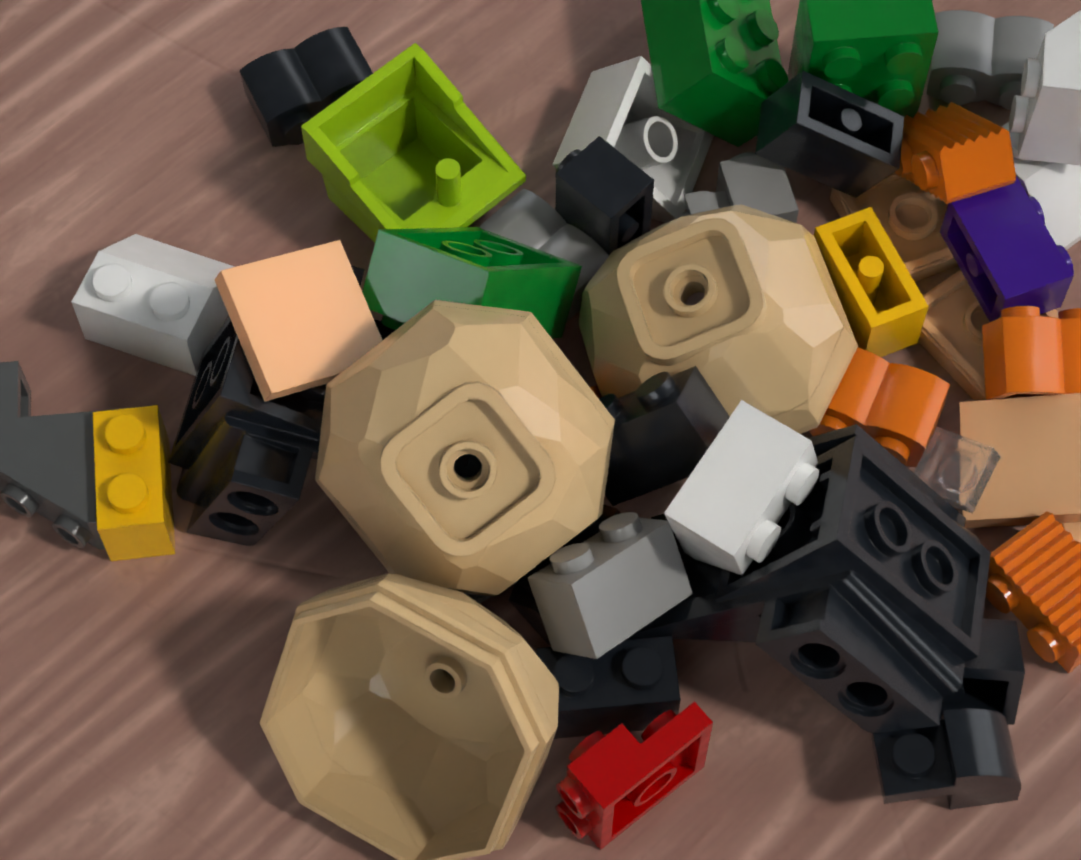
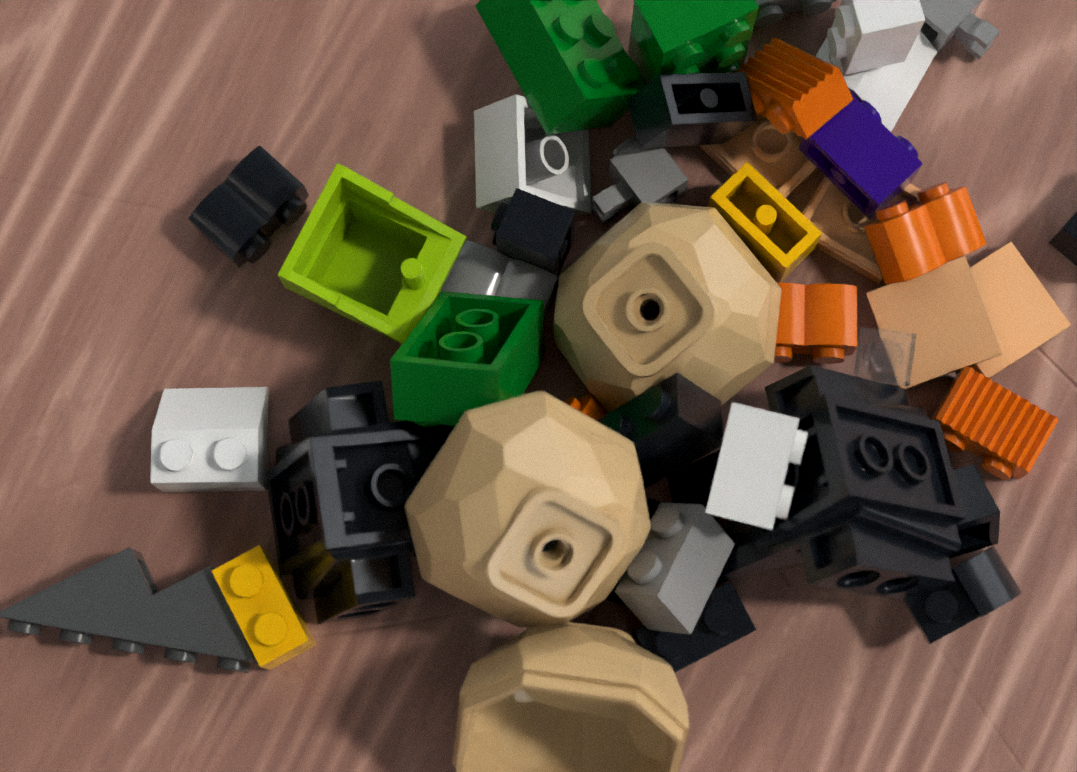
camera: 20 degrees left, 15 degrees up
(298, 317) = (360, 456): light nougat tile -> none
(620, 780) = (732, 710): red plate -> none

